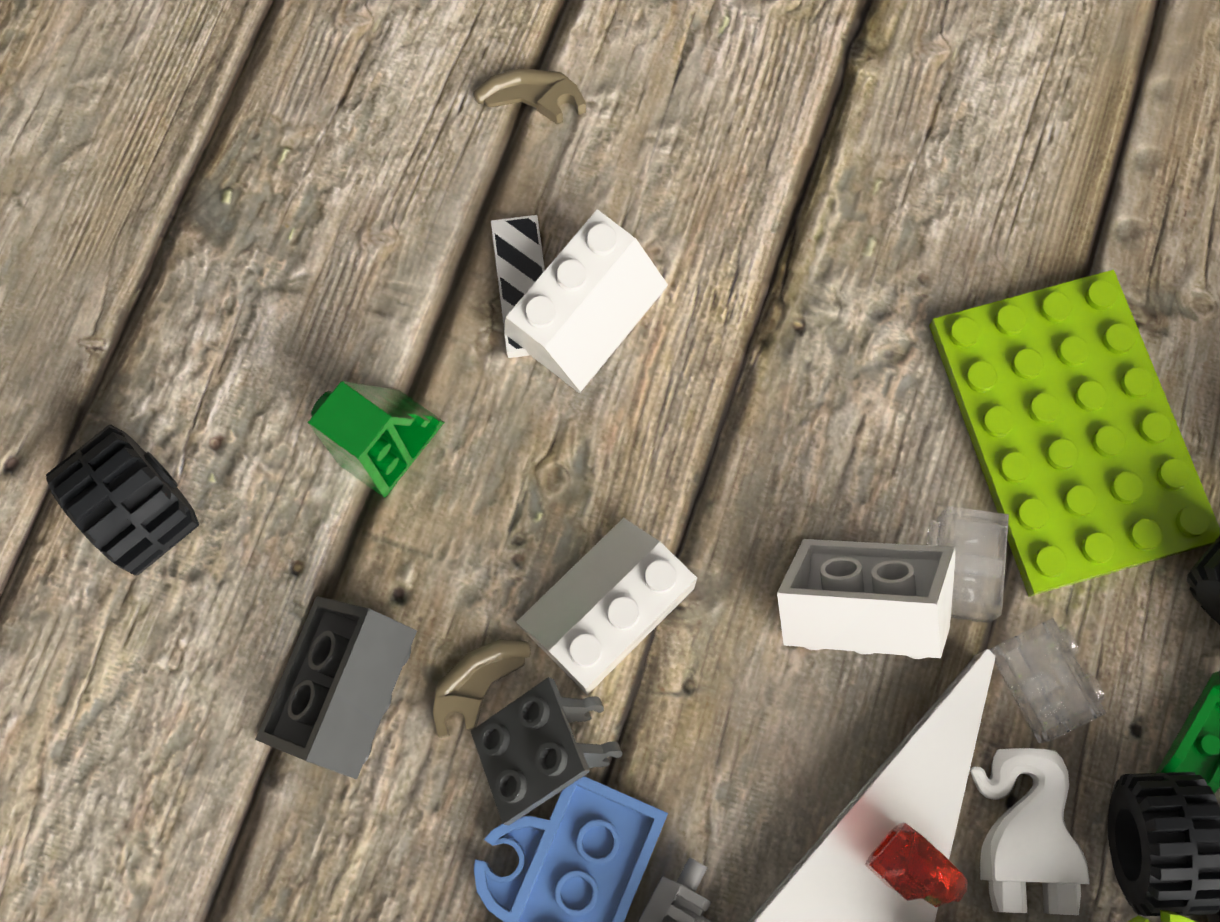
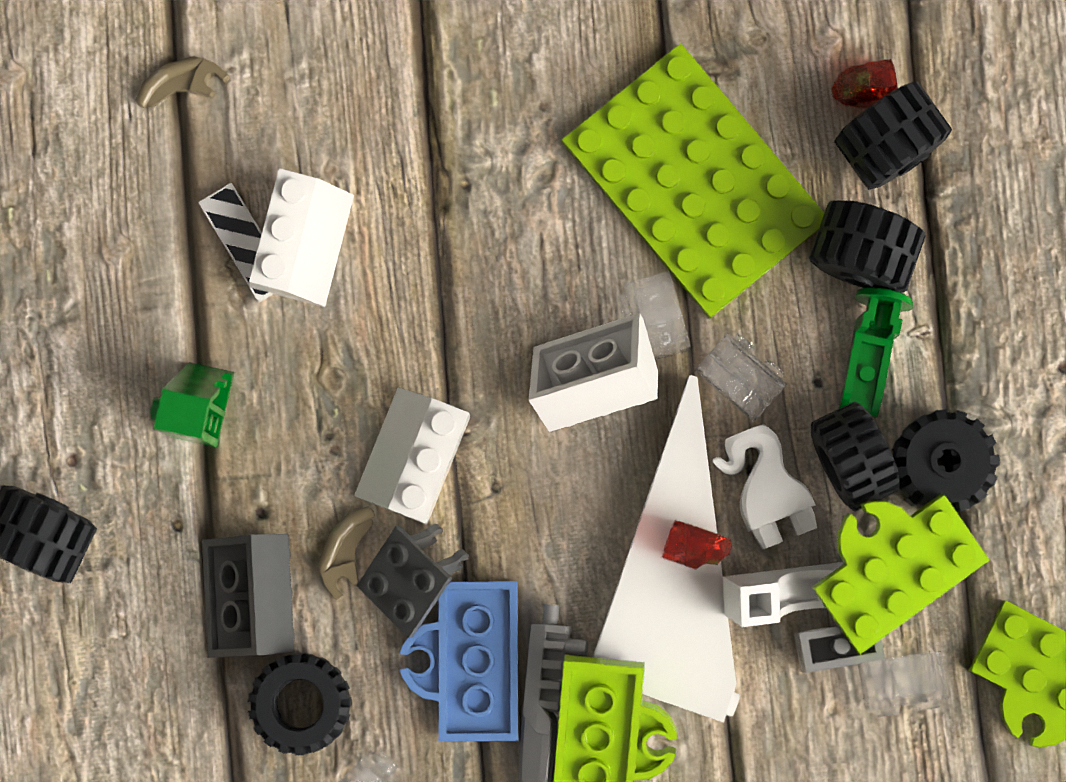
camera: 25 degrees left, 10 degrees up
(289, 840) = (265, 708): none -> black tyre

